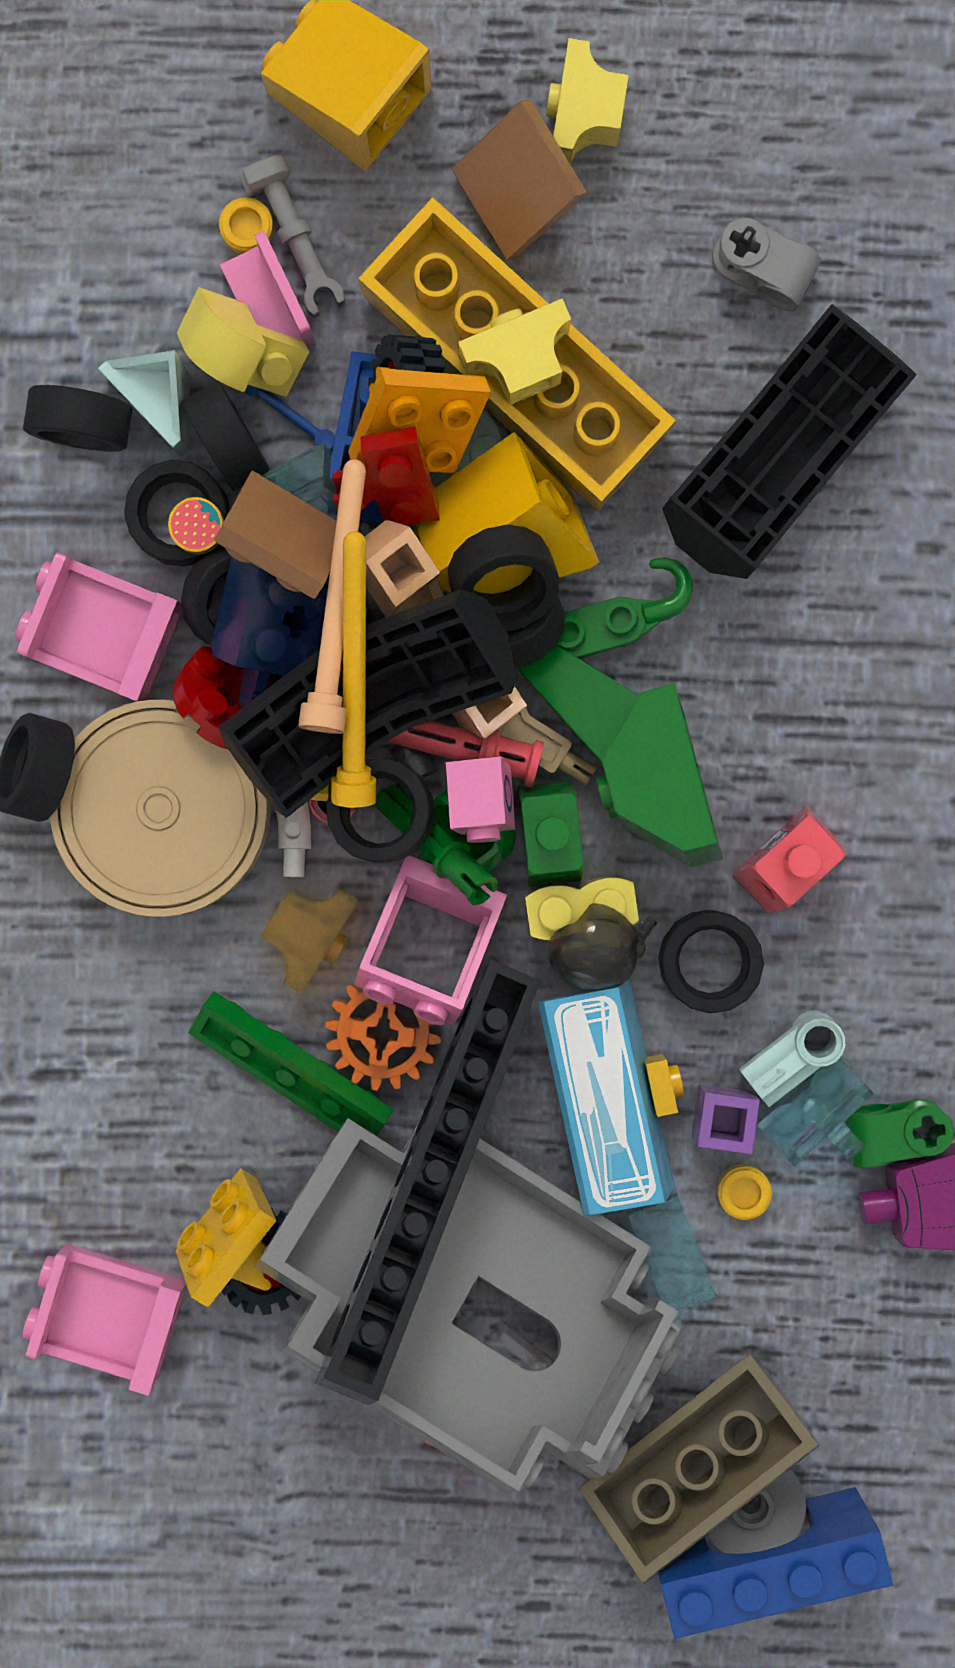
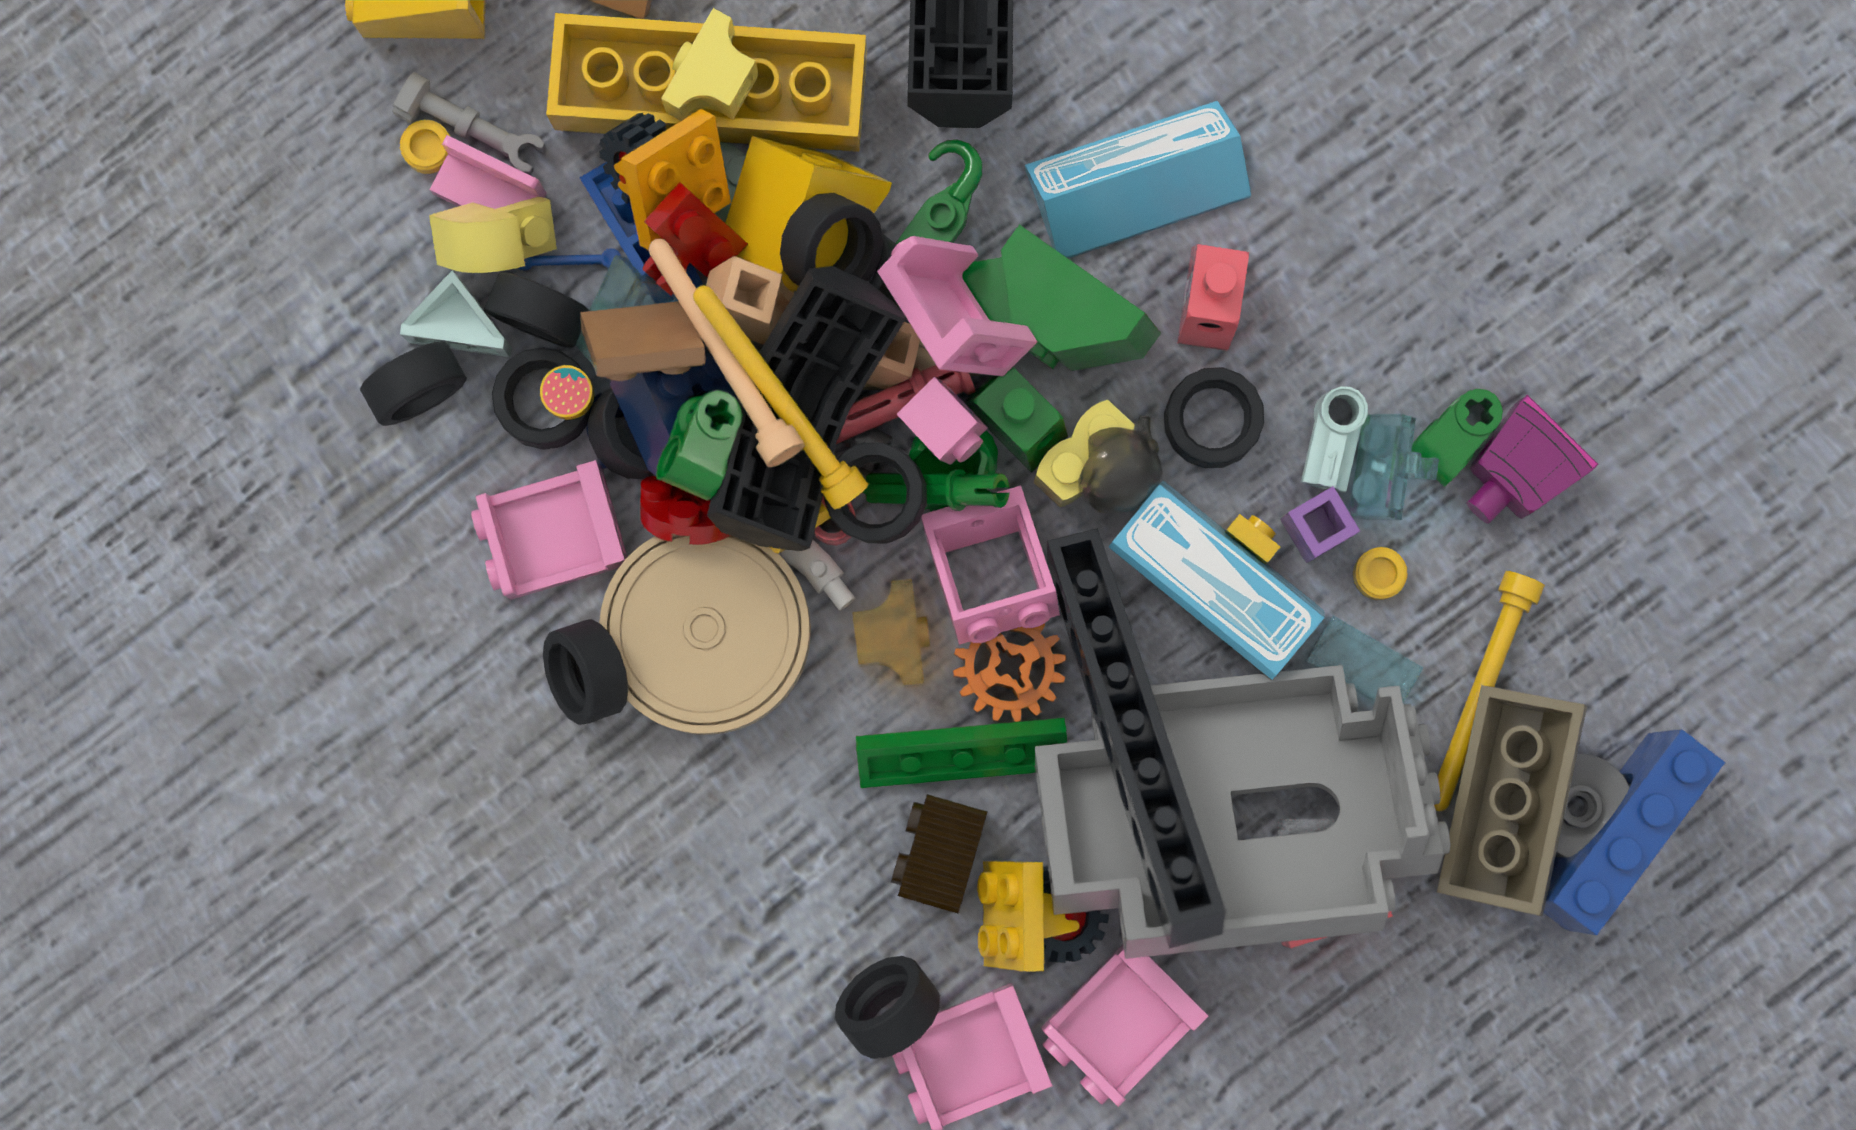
camera: 35 degrees left, 5 degrees down
(69, 1256) = (898, 1025): none -> black tyre
(210, 1137) = (940, 853): none -> dark brown brick
(242, 1386) = (1120, 1025): none -> bright pink panel
(251, 665) = (699, 453): none -> green piece
(554, 710) = (942, 310): none -> bright pink panel
(809, 716) = (1140, 180): none -> medium azure slope
(839, 1300) = (1517, 596): none -> yellow piece

